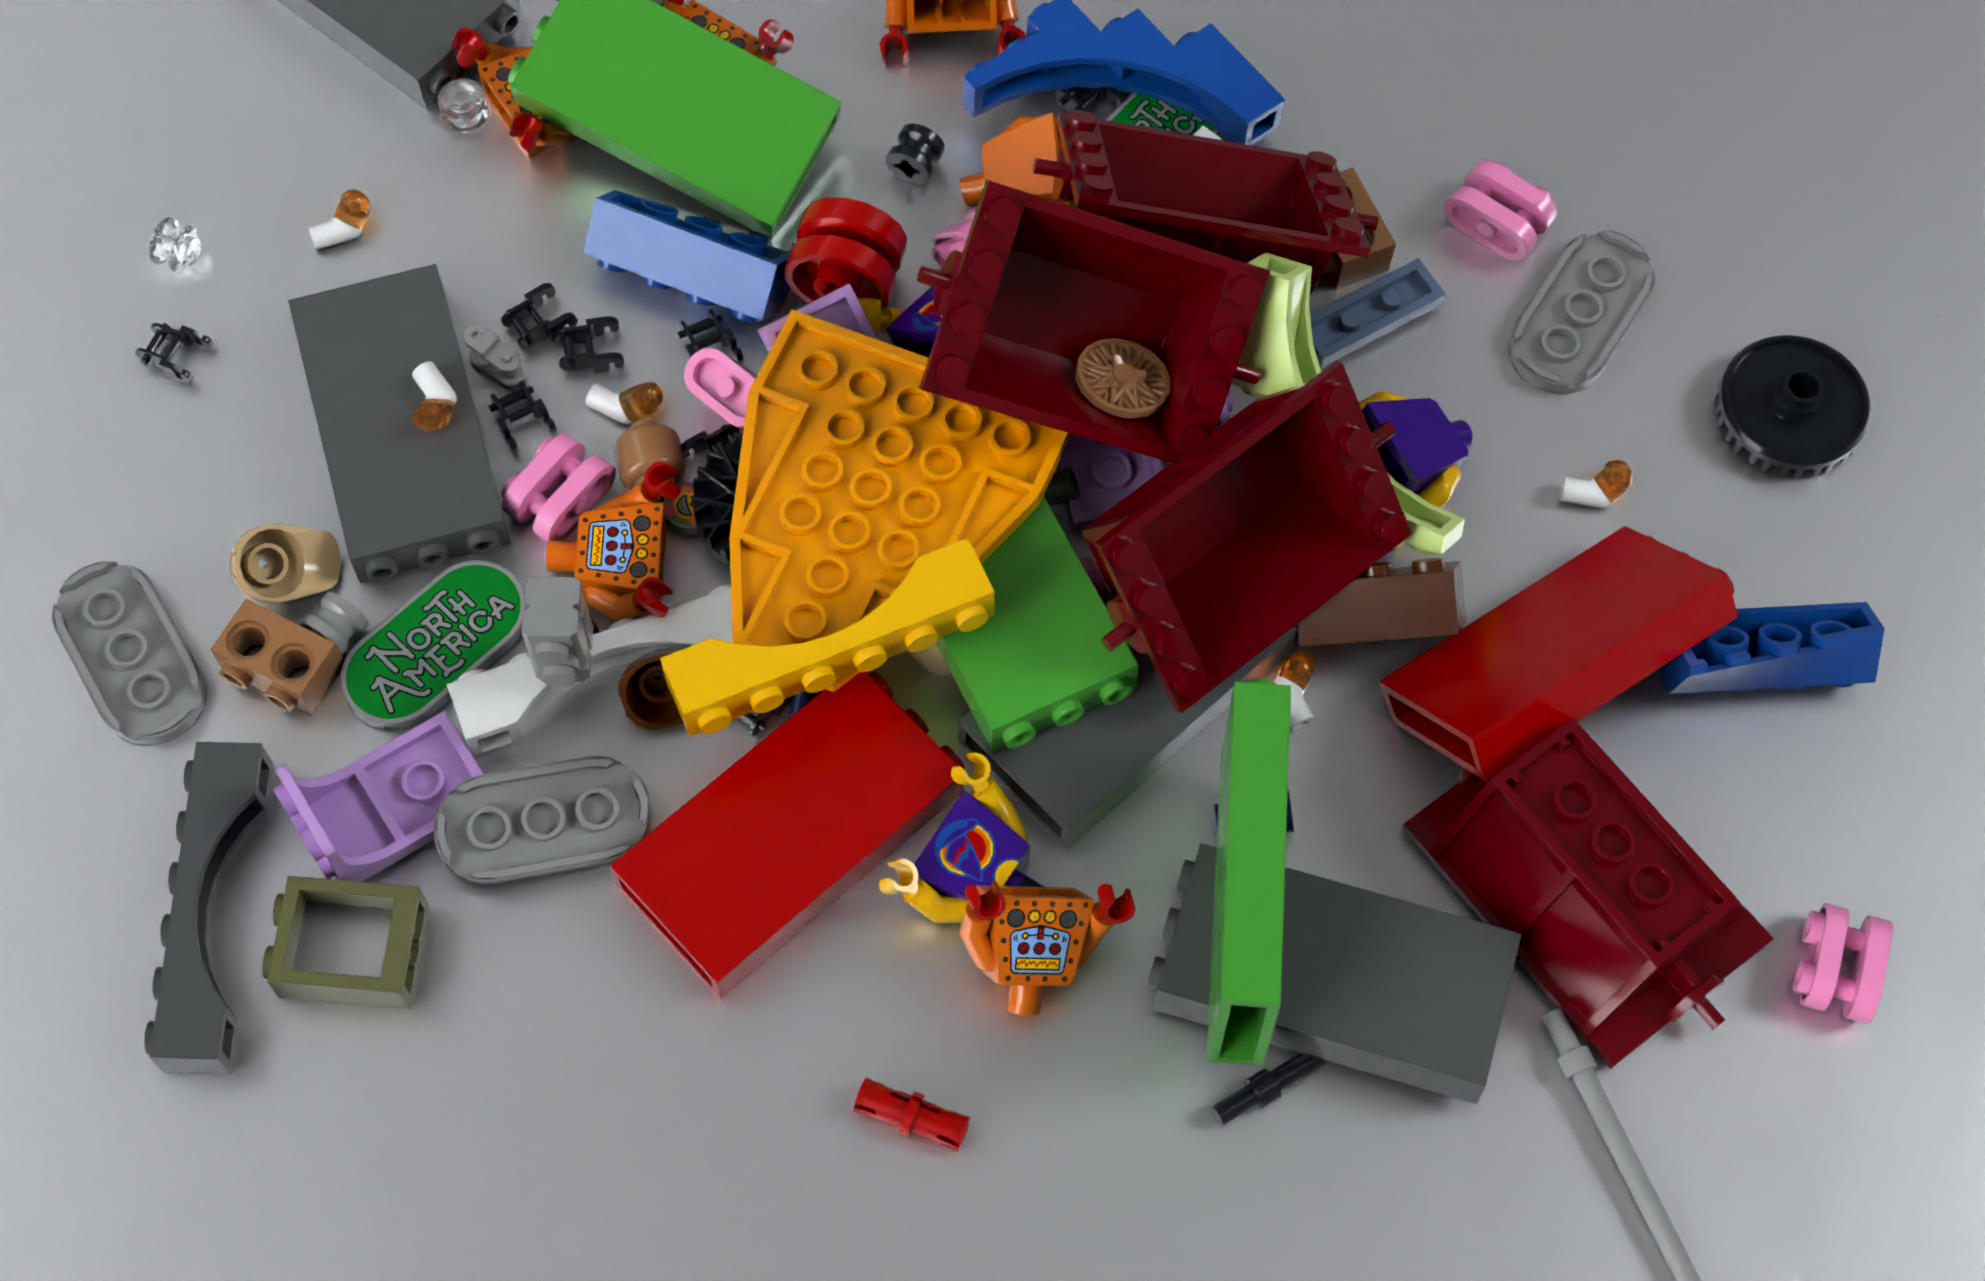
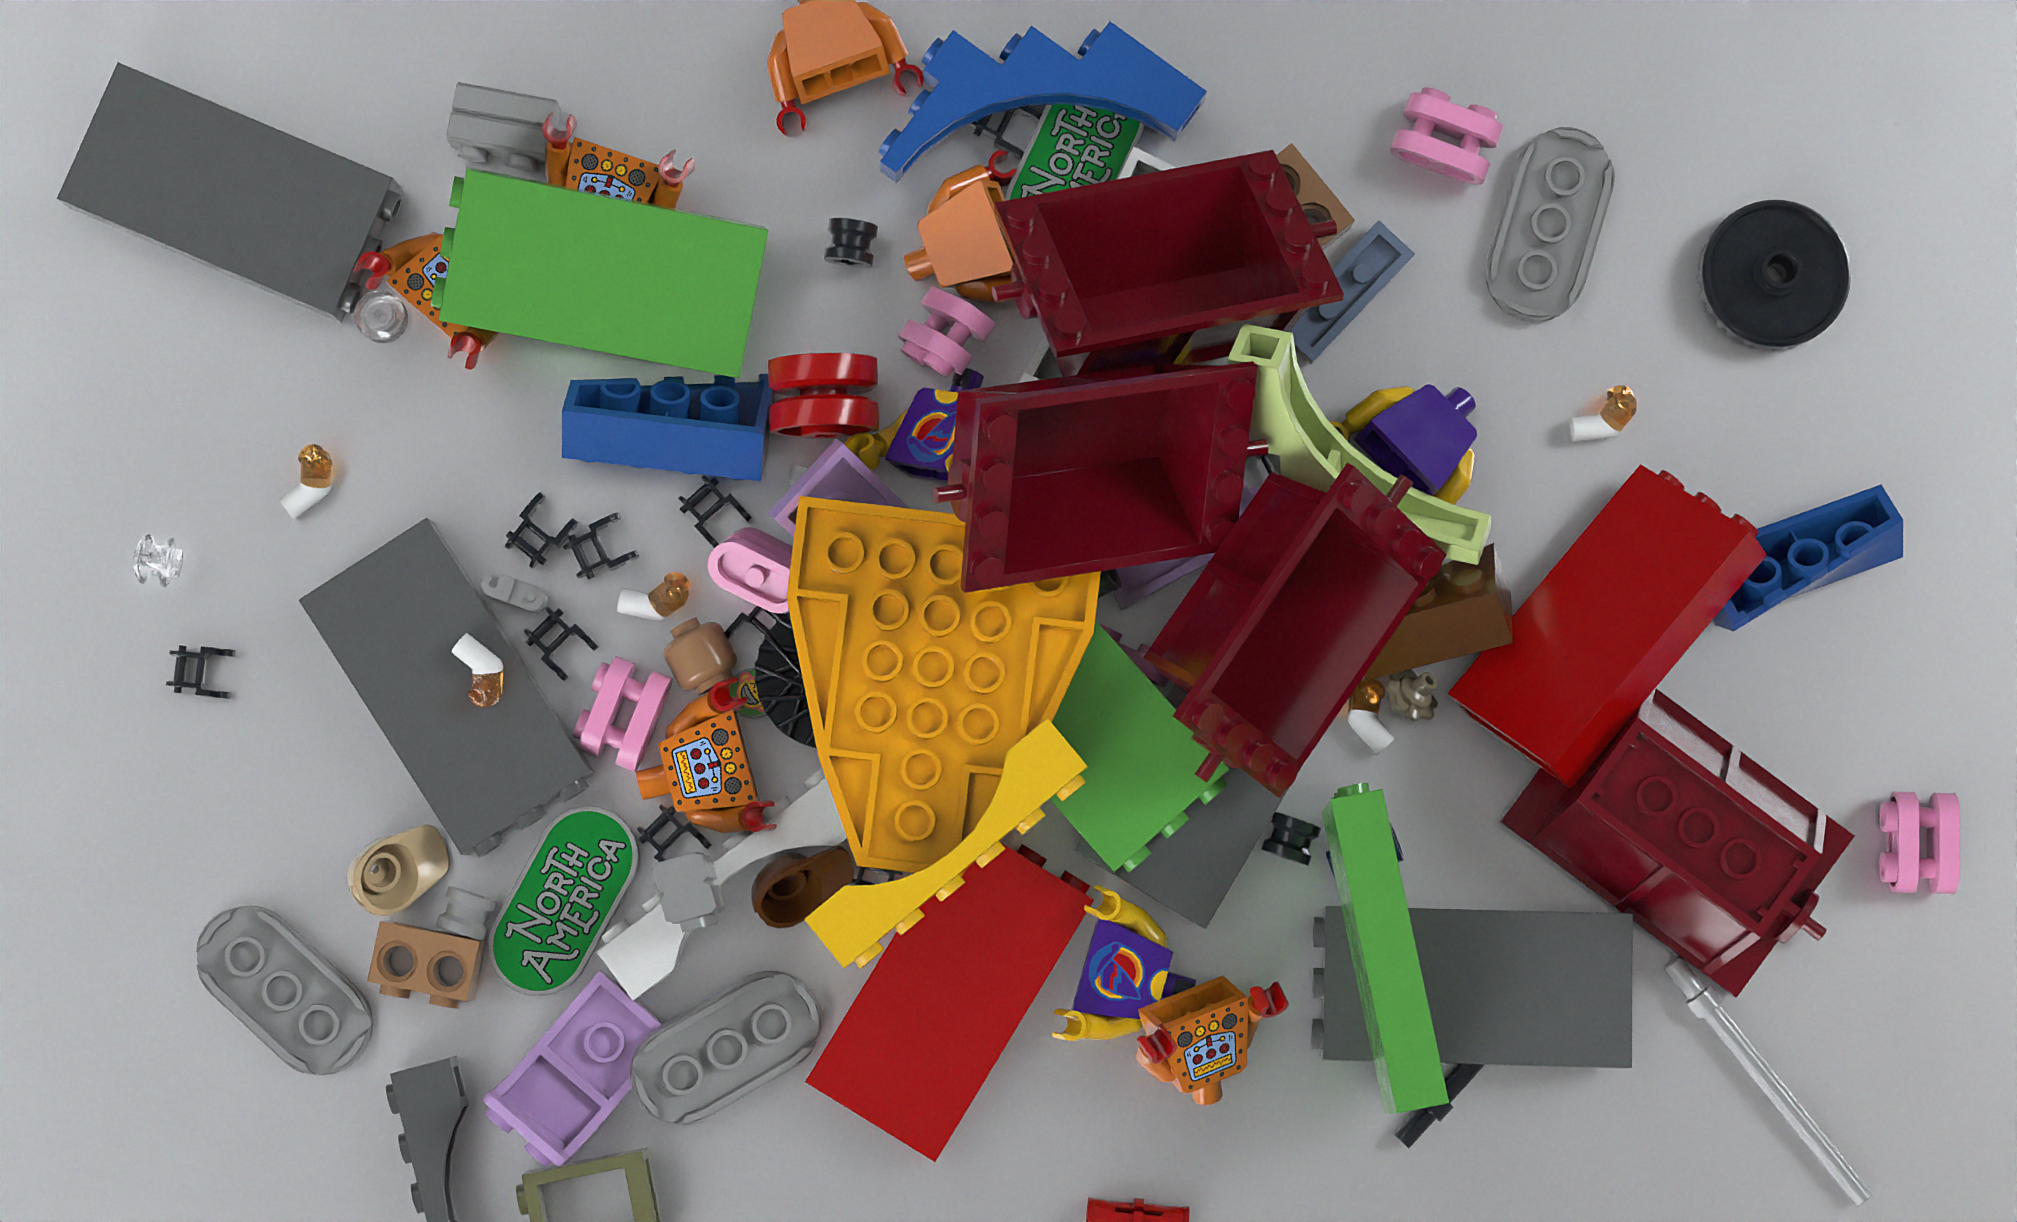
camera: 15 degrees left, 20 degrees up
(1122, 378) = (1137, 483): medium nougat wheel -> none
(1182, 779) = (1291, 838): none -> black wheel
(1343, 678) = (1412, 694): none -> dark tan plant

